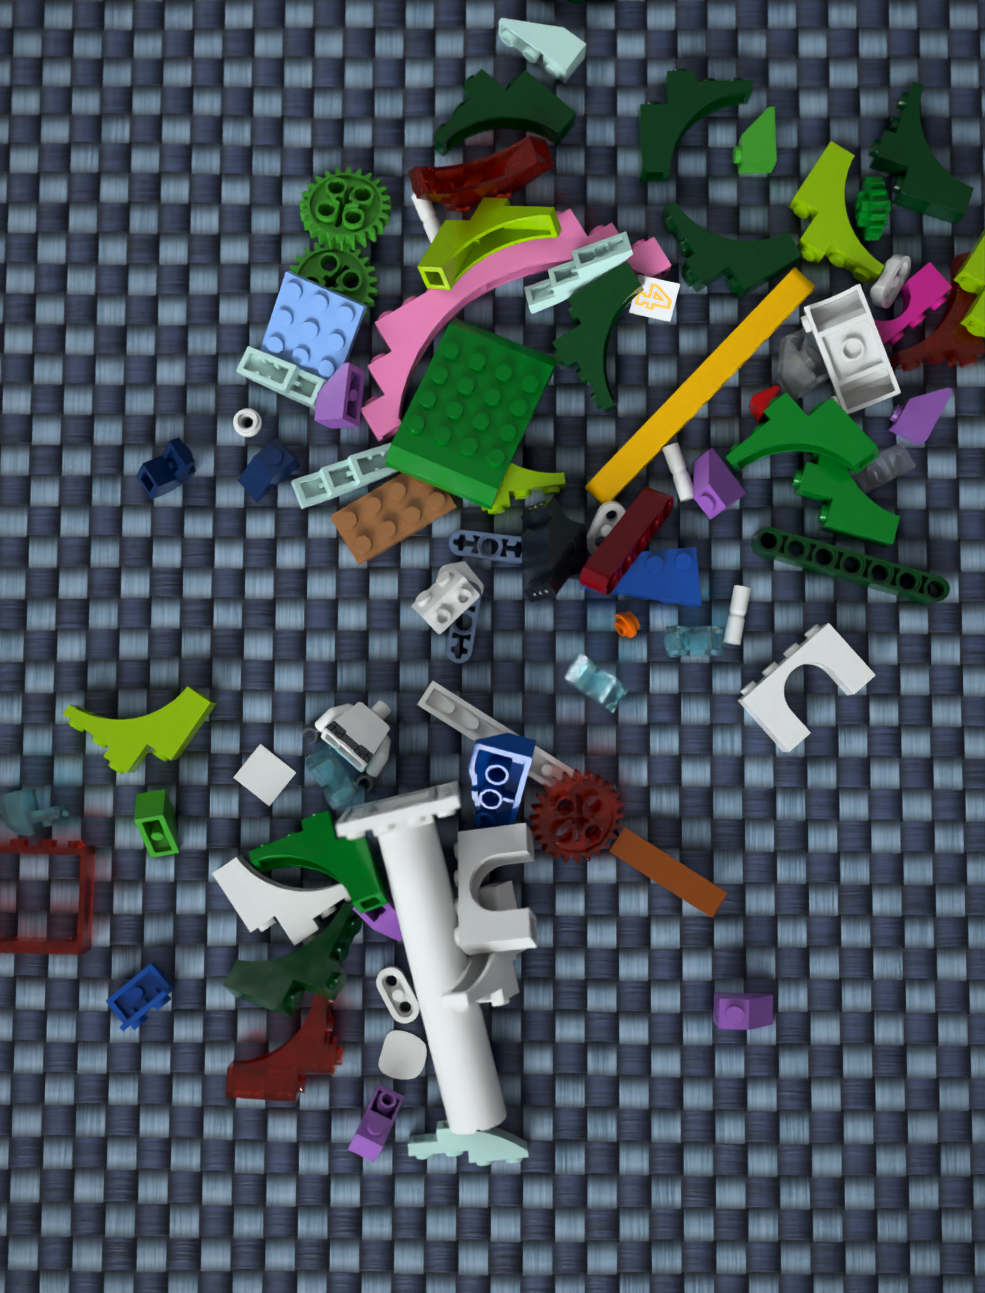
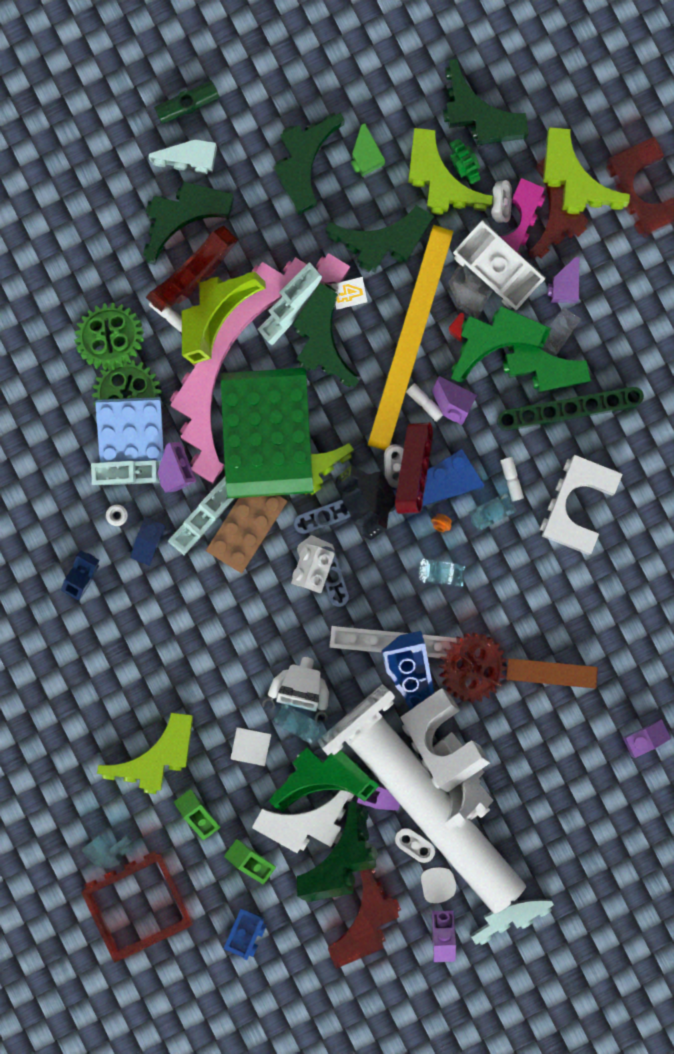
camera: 35 degrees left, 0 degrees up
(190, 912) = (249, 861): none -> bright green slope

